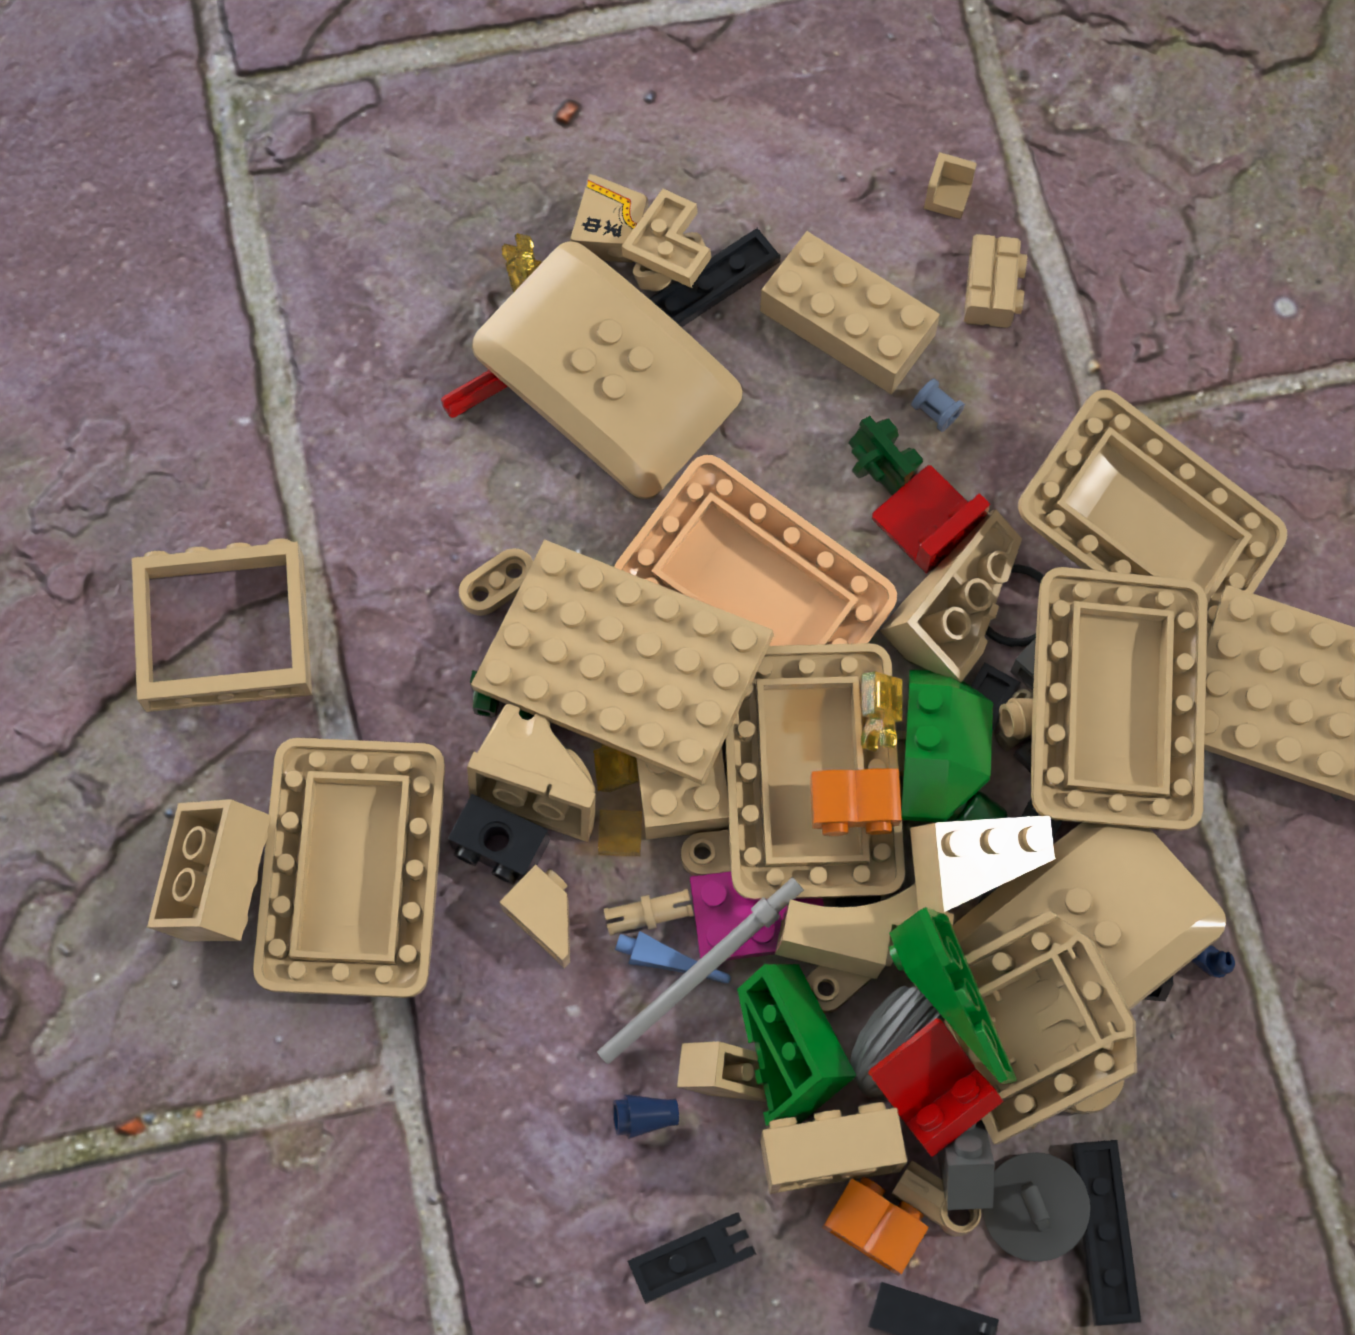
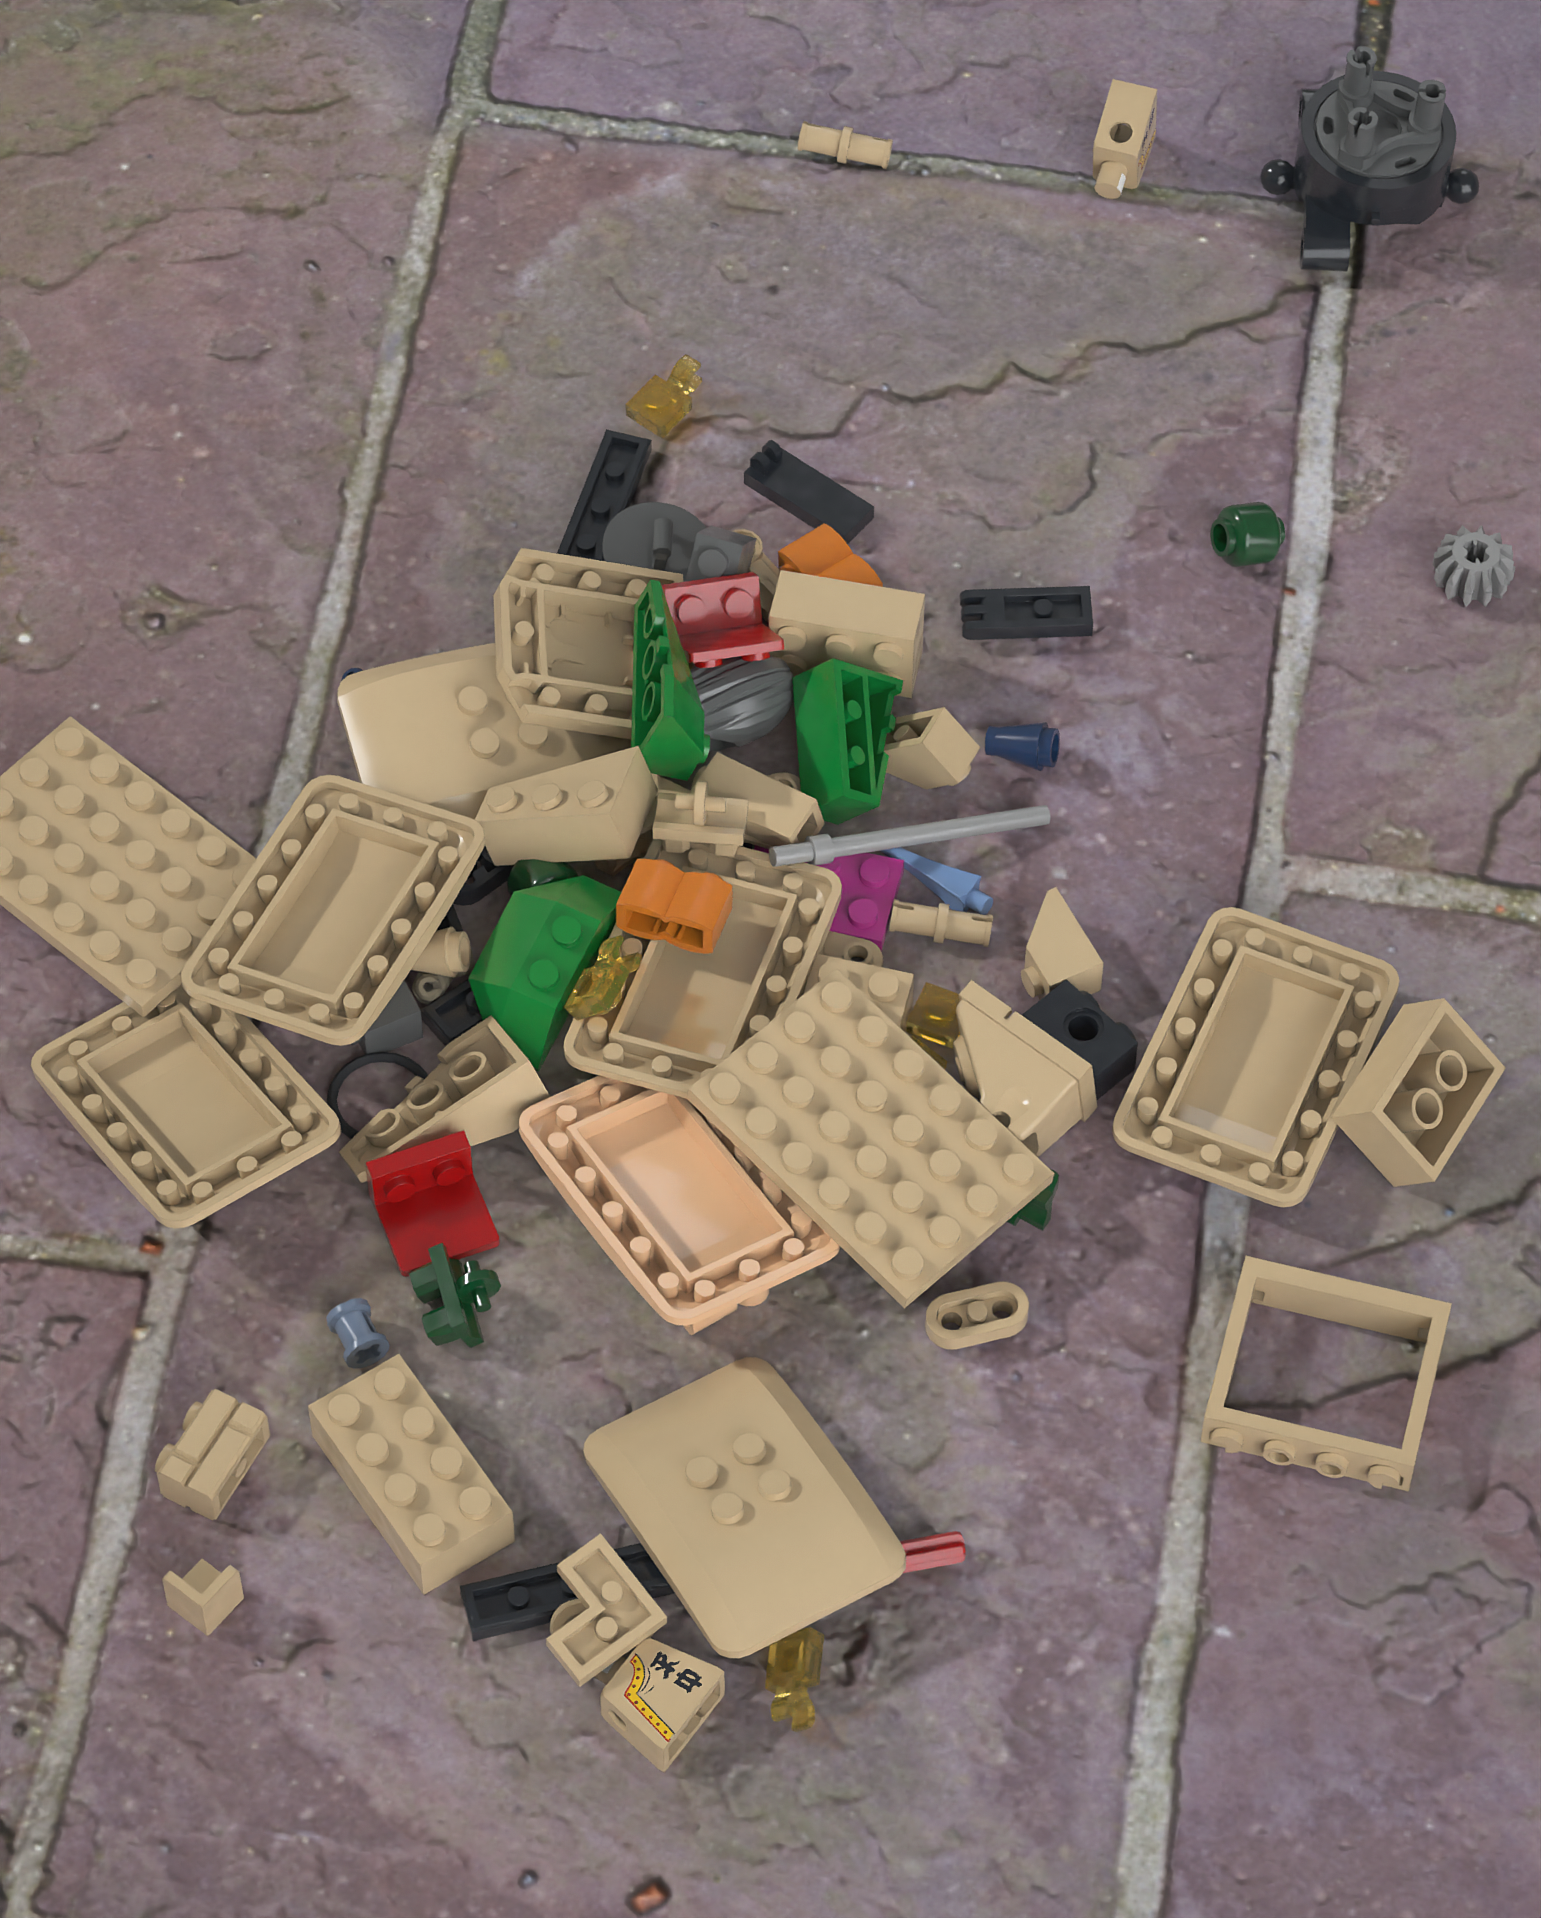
camera: 160 degrees left, 15 degrees down
(868, 885) = (700, 819): none -> tan hips

